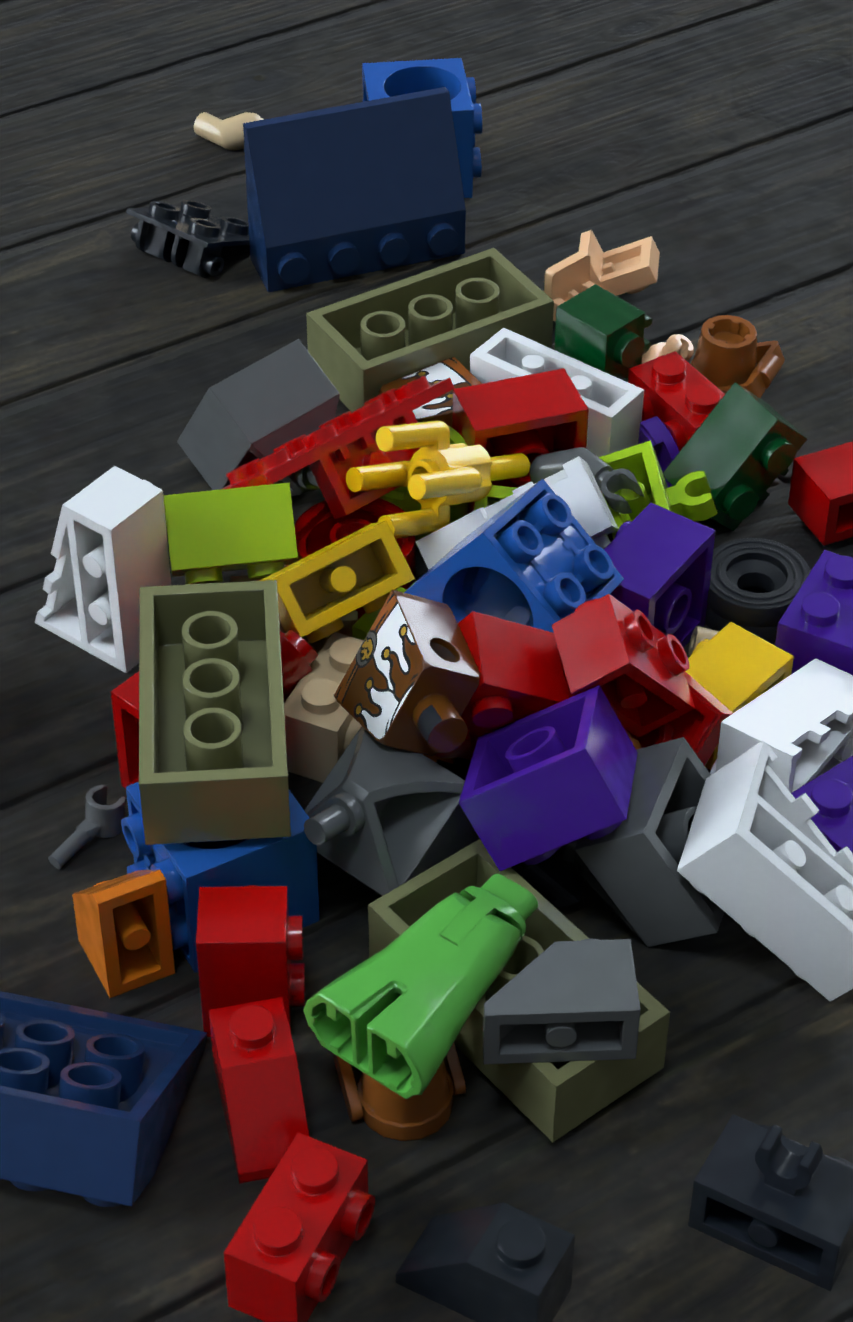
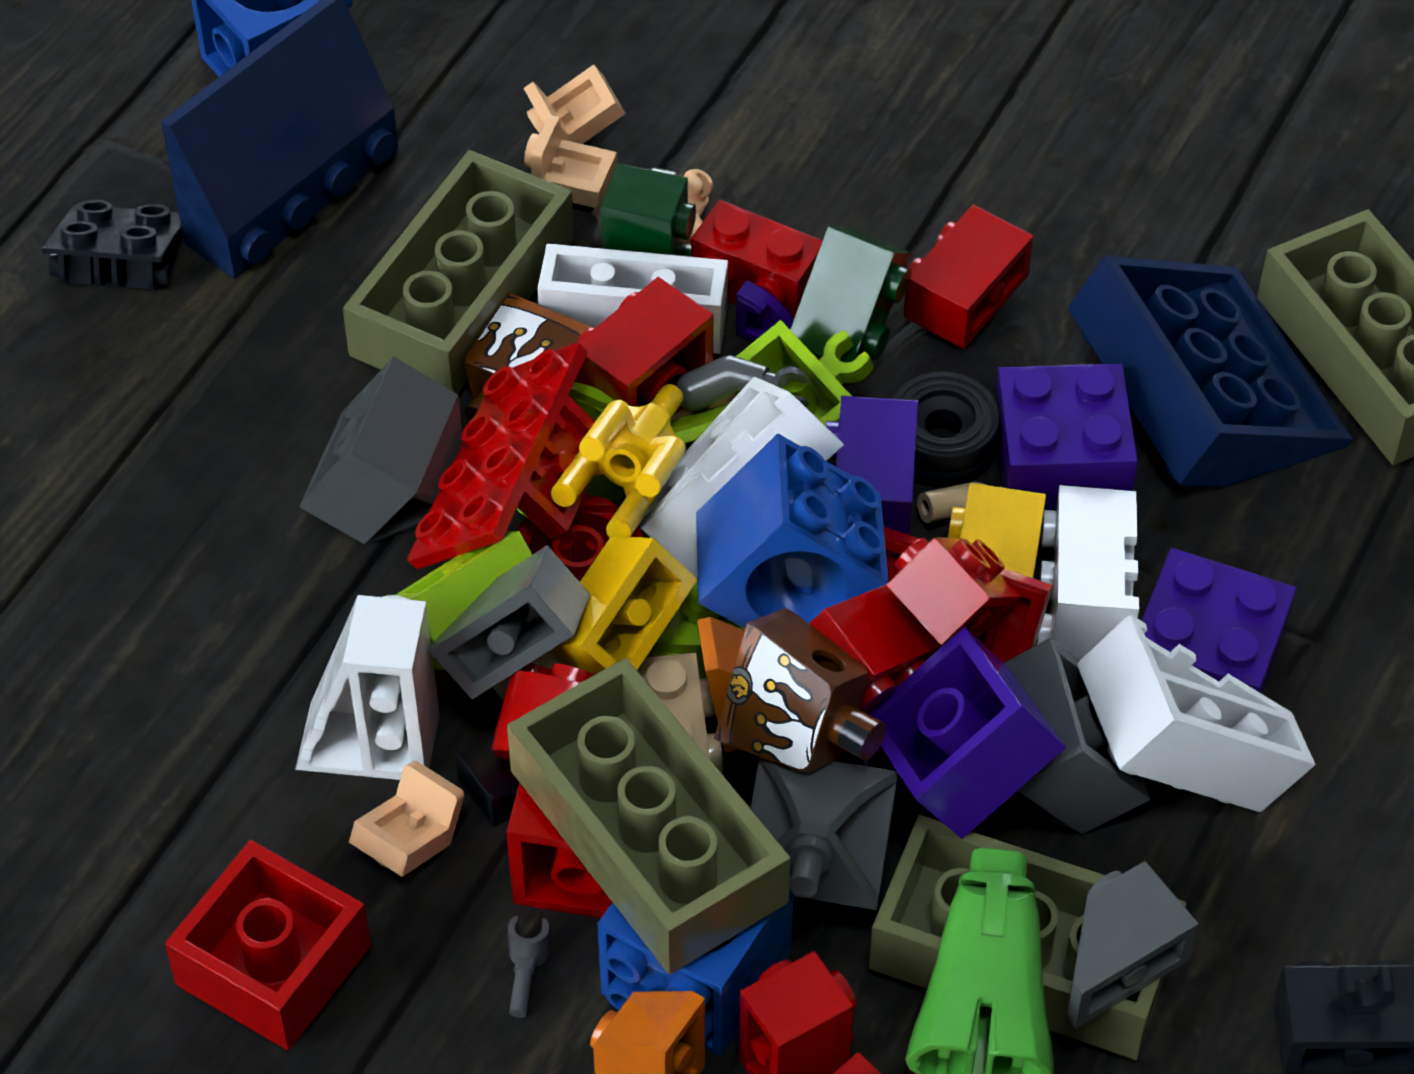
camera: 30 degrees left, 10 degrees up
(76, 690) = (412, 823): none -> light nougat bracket
(226, 132) = (54, 94): tan arm -> none
(239, 543) = (512, 623): none -> dark grey slope
(730, 354) = (756, 180): dark orange piece -> none

